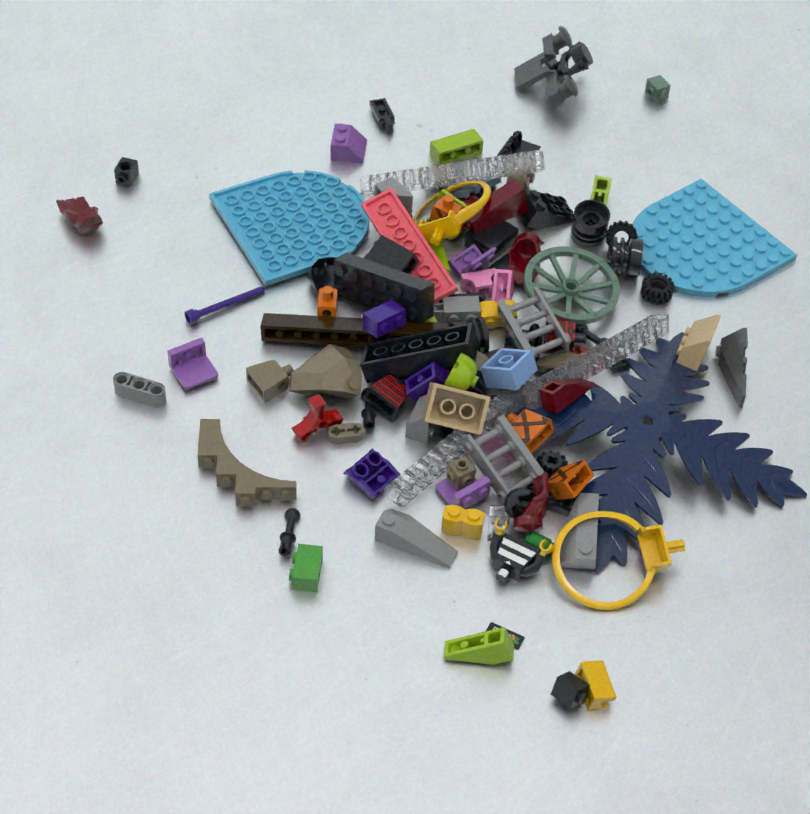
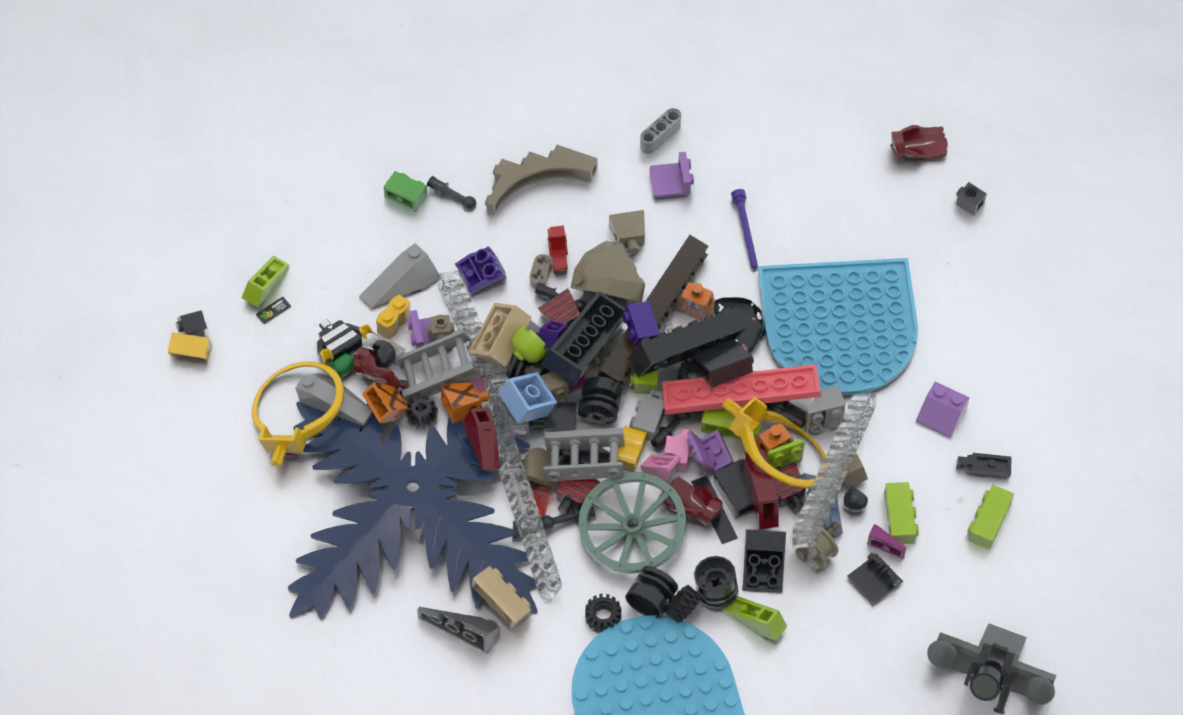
camera: 115 degrees right, 10 degrees up
(428, 101) = (990, 516): none -> lime brick
(486, 147) = (884, 541): none -> magenta slope

